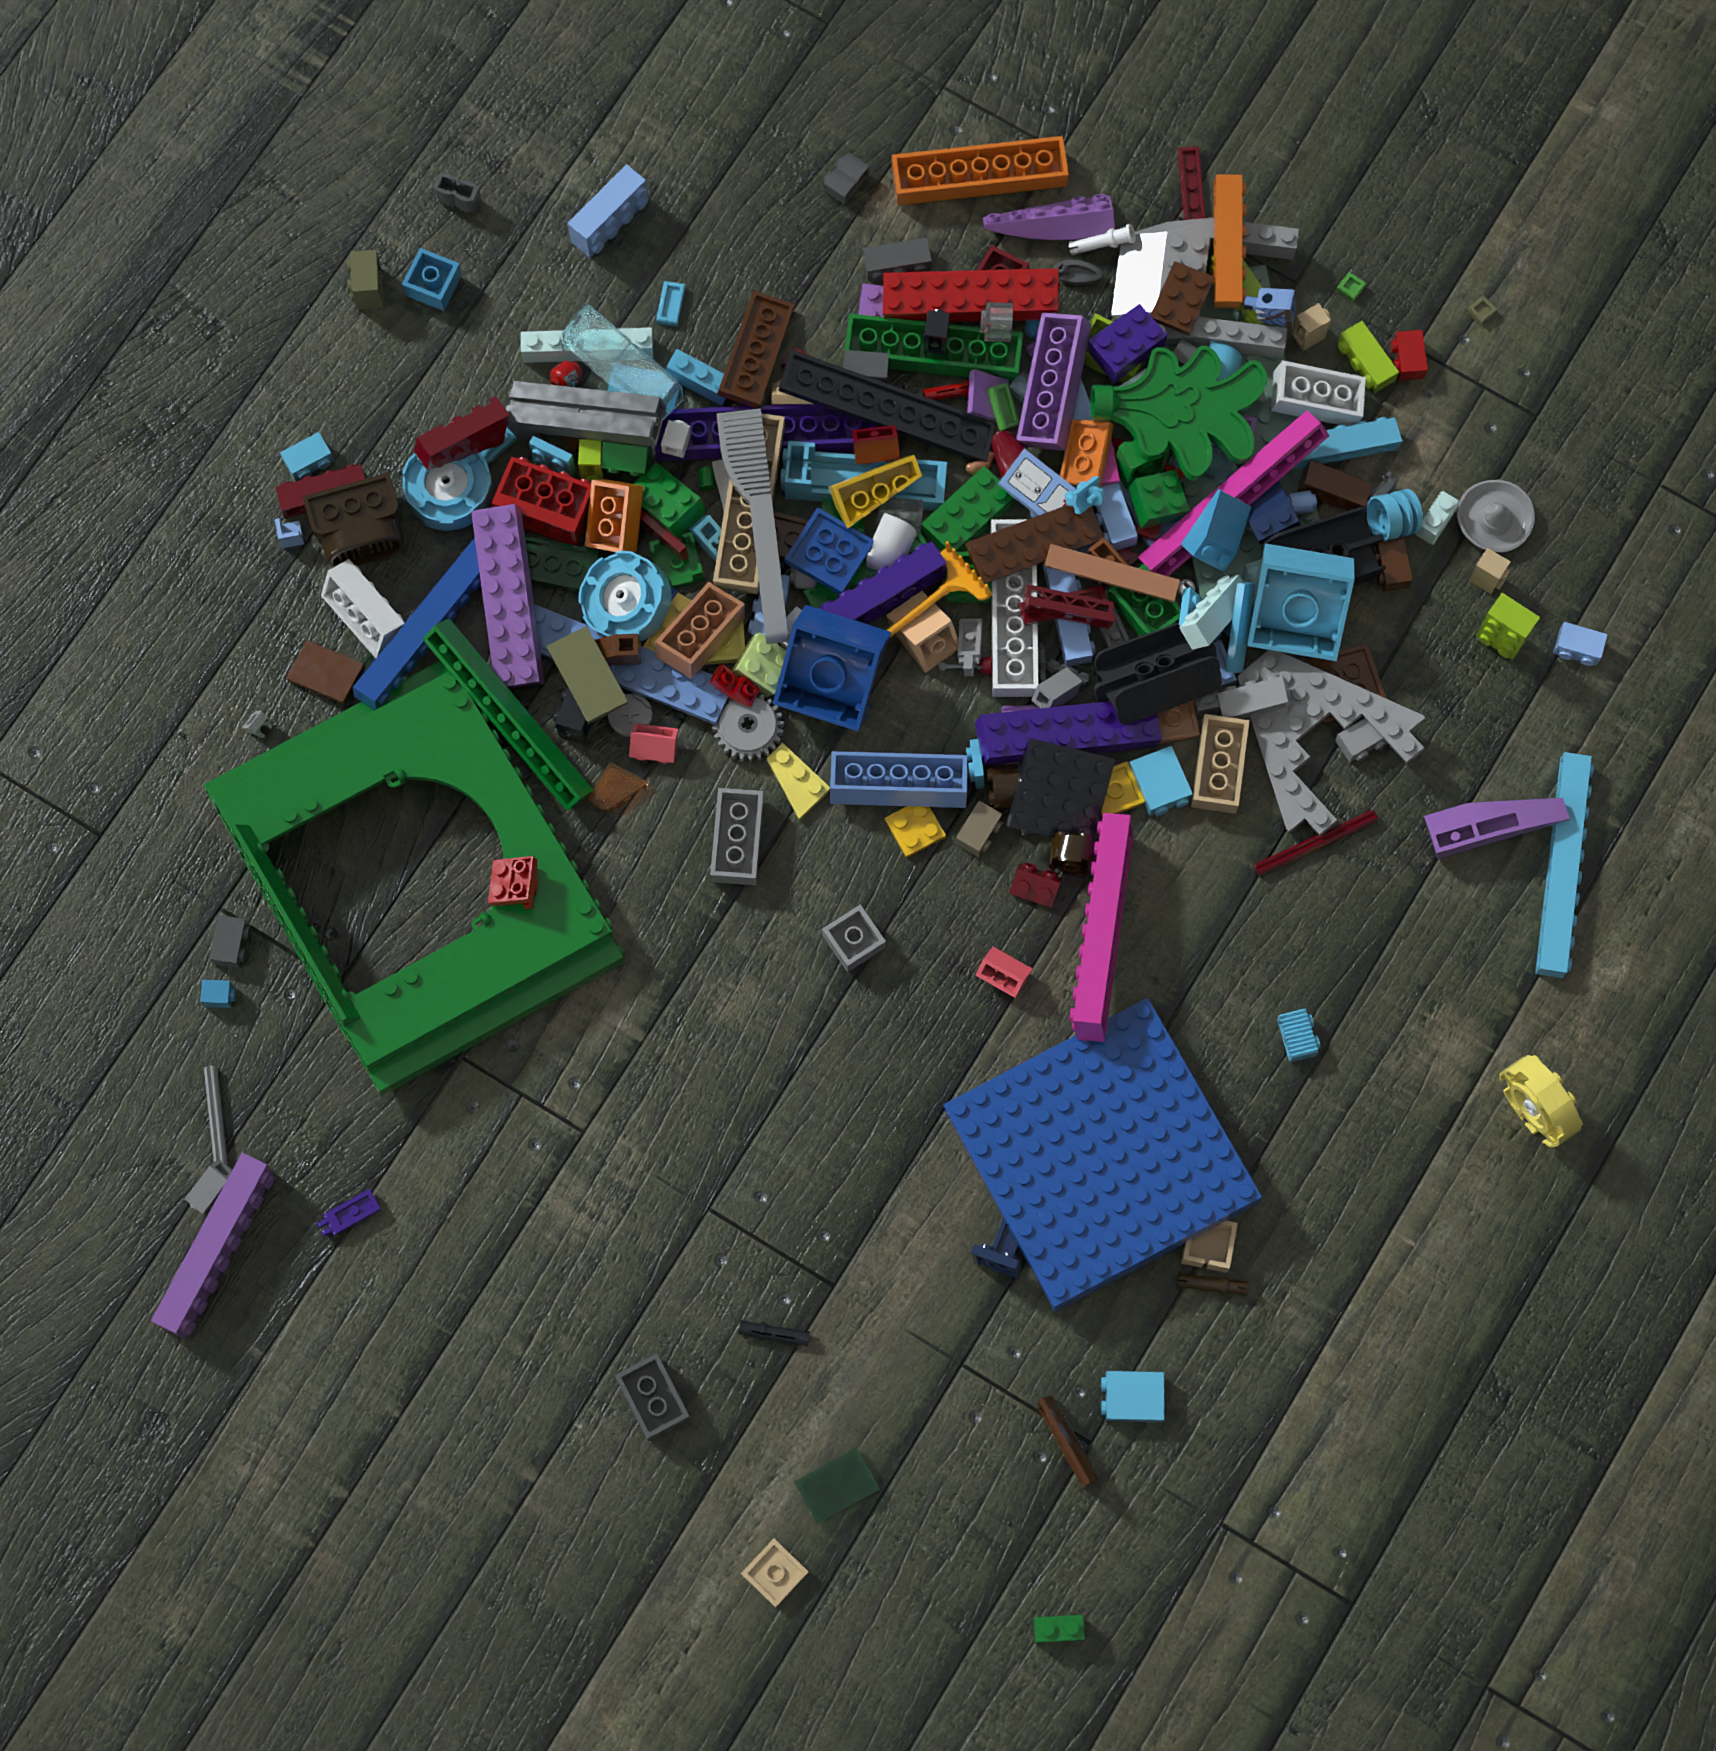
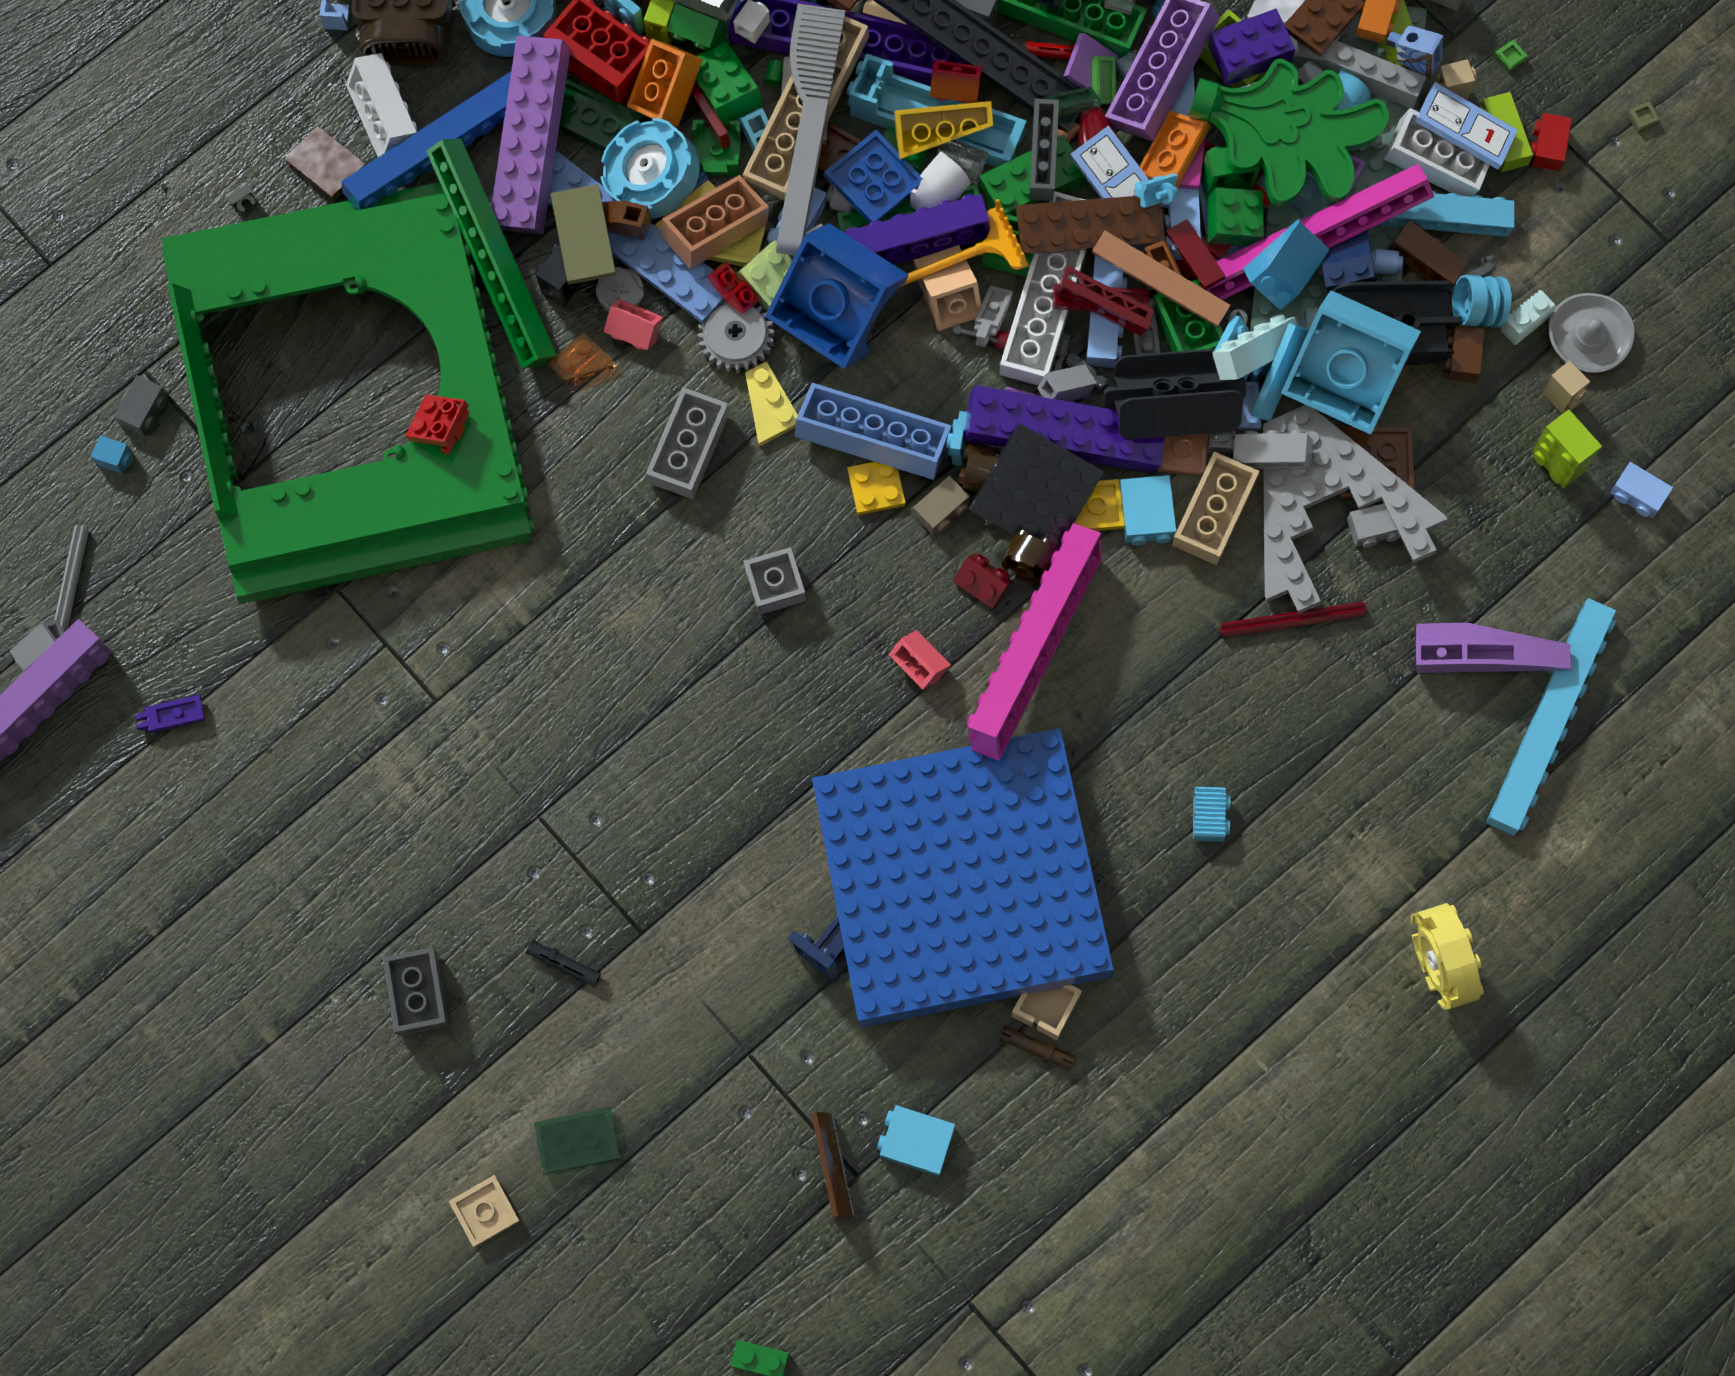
camera: 20 degrees right, 0 degrees up
(974, 485) = (1044, 149): none -> dark grey brick
(983, 433) = (1076, 101): none -> clear green tile
(1135, 543) = (1195, 254): none -> dark red tile
(1335, 362) = (1466, 125): none -> tile

